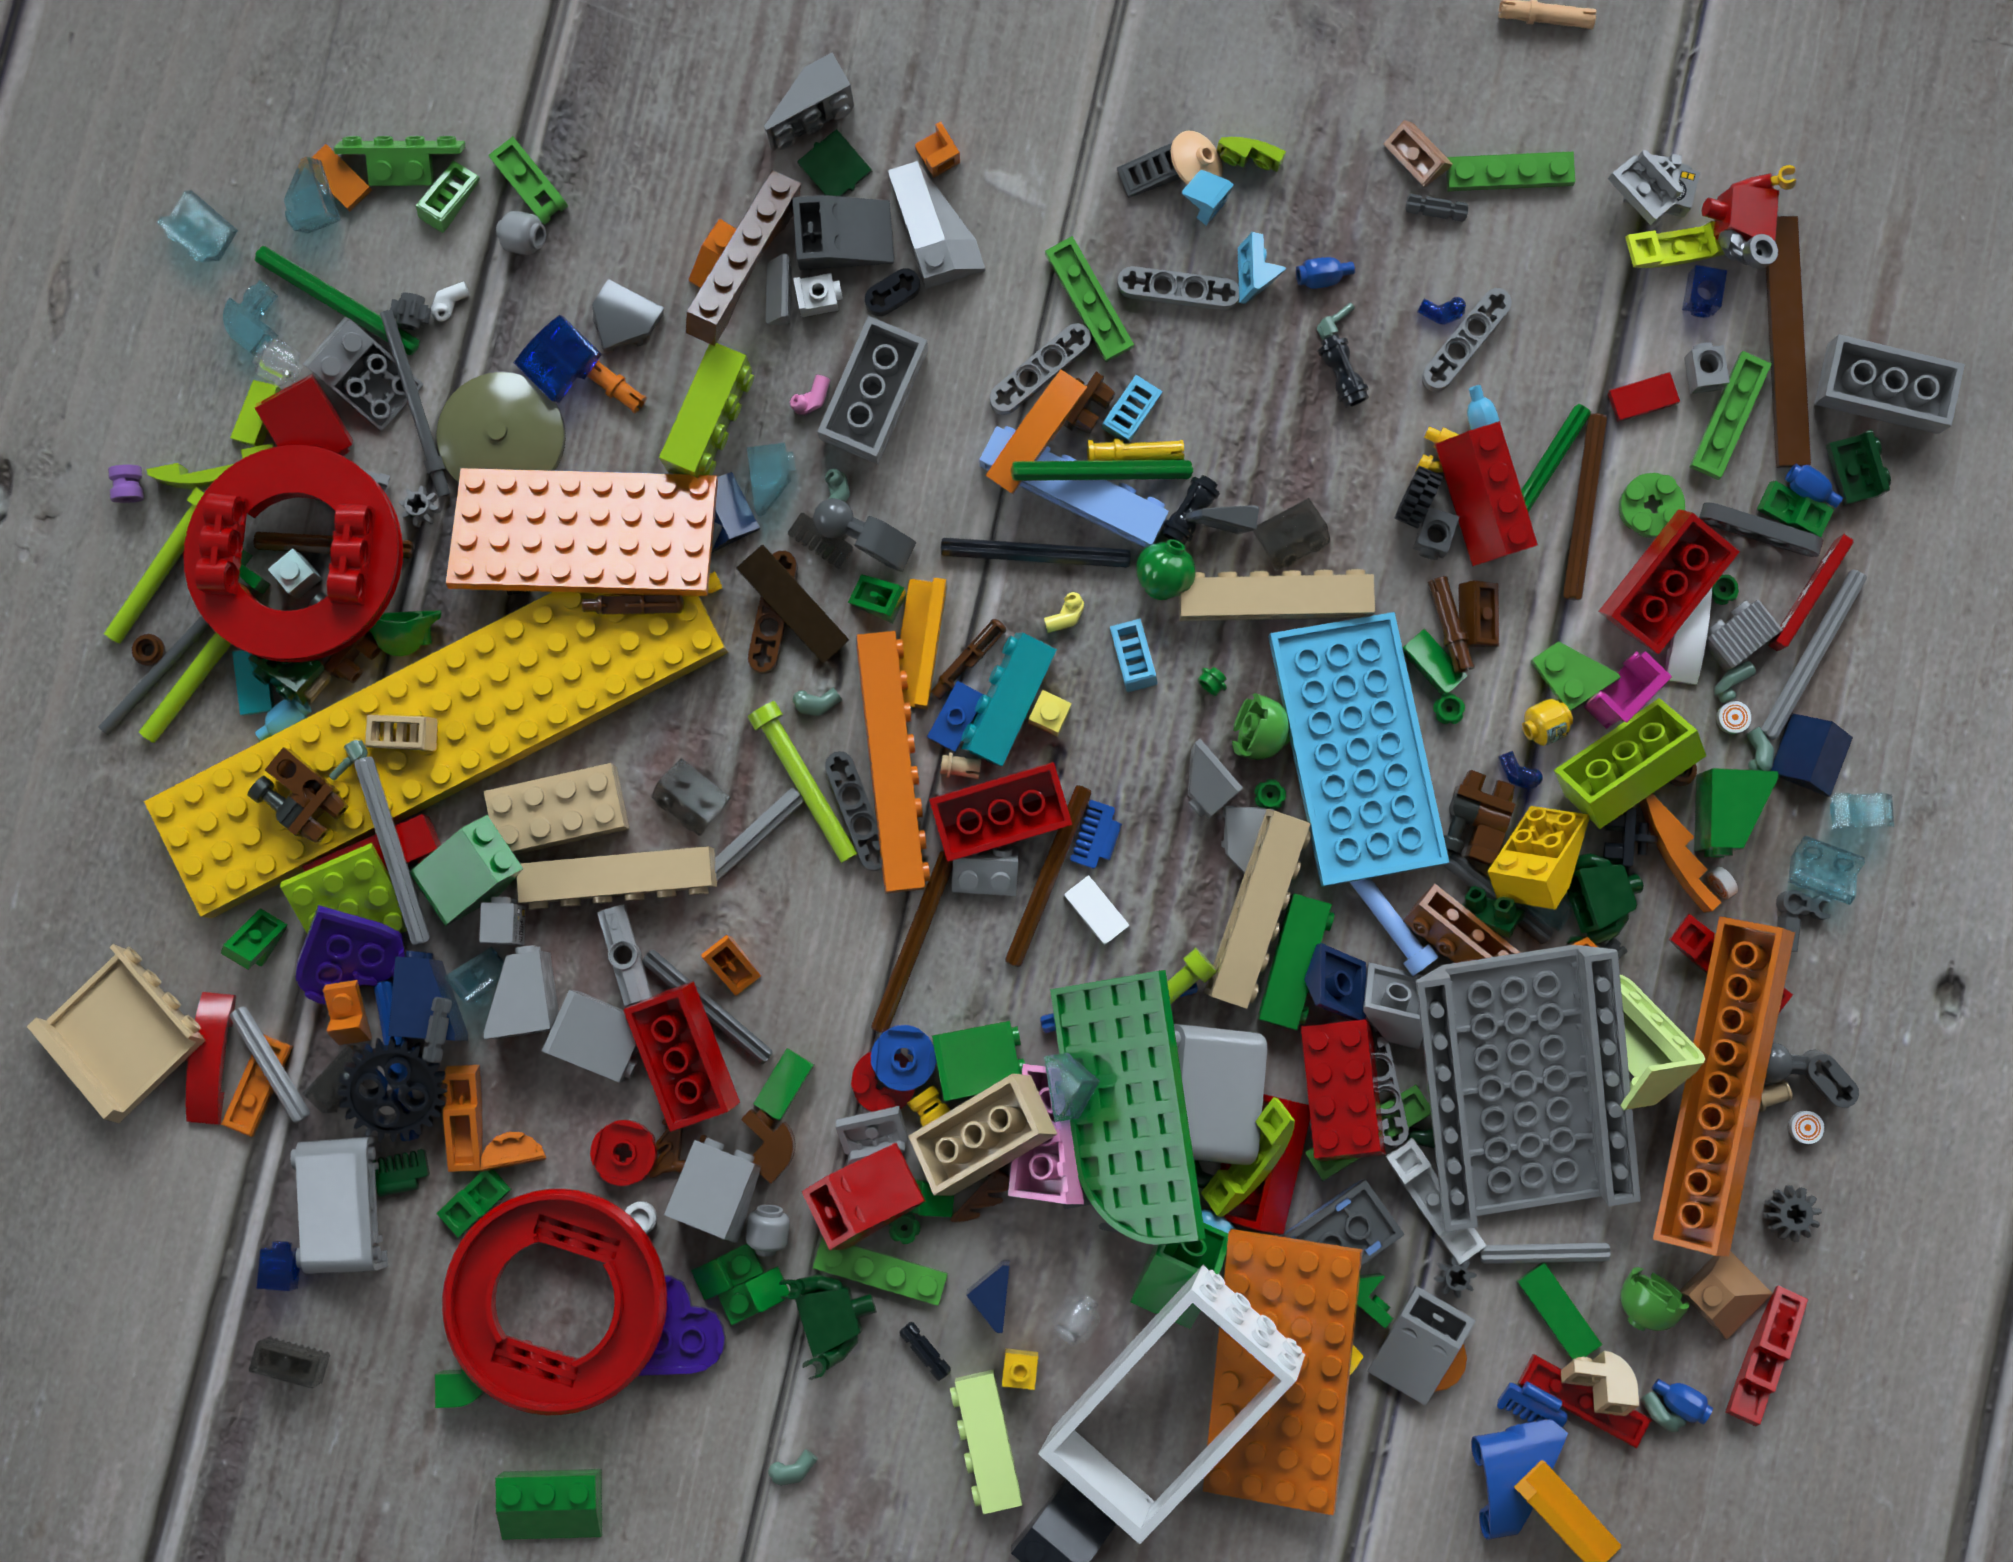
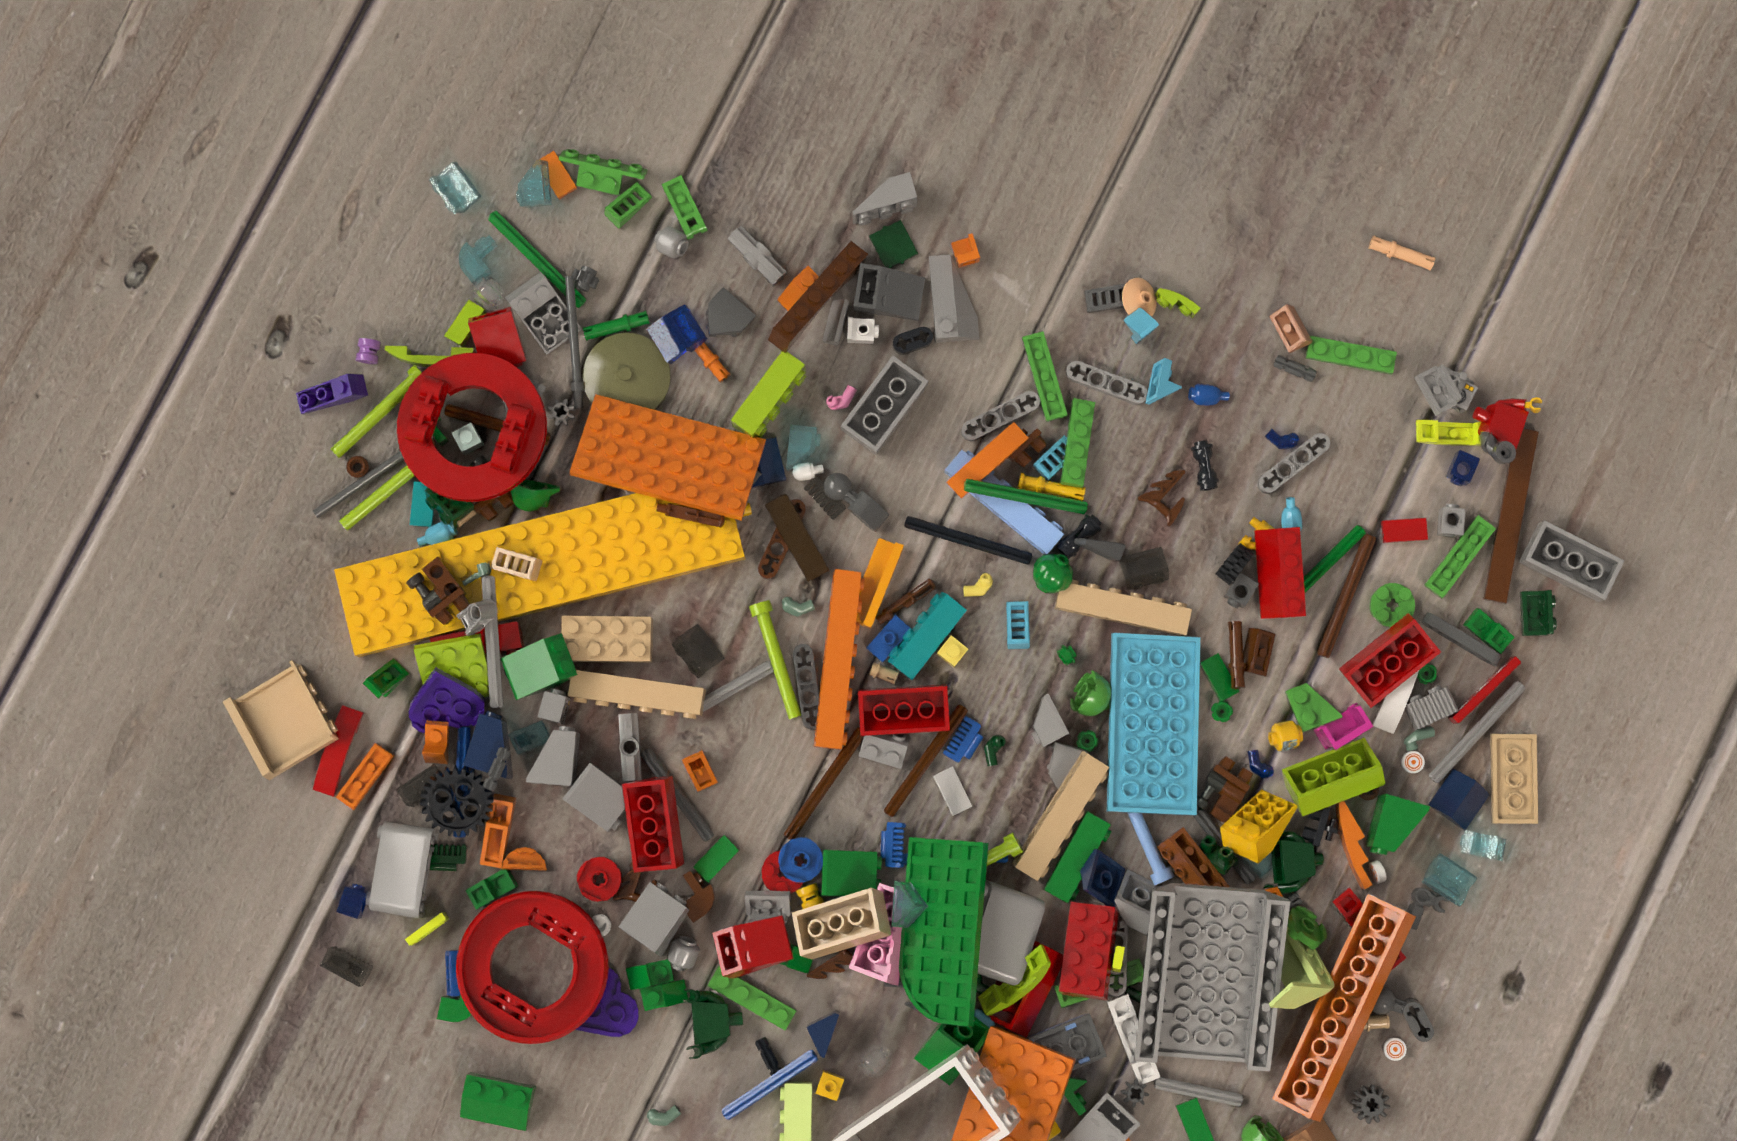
camera: 10 degrees right, 0 degrees up
(89, 553) = (332, 393): none -> dark purple slope
(269, 1064) = (377, 764): light grey axle -> none
(360, 818) = (477, 616): none -> light grey piece
(394, 1281) = (427, 929): none -> neon yellow tile
(445, 301) = (610, 275): white arm -> none
(447, 1356) = (451, 979): none -> blue plate
(469, 367) = (616, 325): none -> green pin
(646, 224) = (757, 255): none -> light grey piece
(785, 508) = (806, 471): none -> white cylinder
(837, 484) = (845, 463): sand green arm -> none
(878, 597) = (854, 545): green slope -> none
(907, 1236) = (777, 978): green plate -> none
(933, 1388) = (769, 1084): none -> axle
(1024, 1008) = (889, 842): none -> blue piece
(1138, 836) = (992, 748): none -> dark green arm
(1157, 380) = (1077, 443): none -> bright green plate
(1283, 432) = (1154, 497): none -> reddish brown piece
(1327, 326) = (1201, 432): sand green hand -> none
(1387, 1092) = (1118, 958): none -> neon yellow tile
(1642, 986) = (1305, 928): none -> bright green plate
(1764, 750) = (1427, 791): sand green arm -> none
(1812, 483) = (1504, 617): blue plant -> none
(1881, 707) = (1514, 778): none -> tan plate

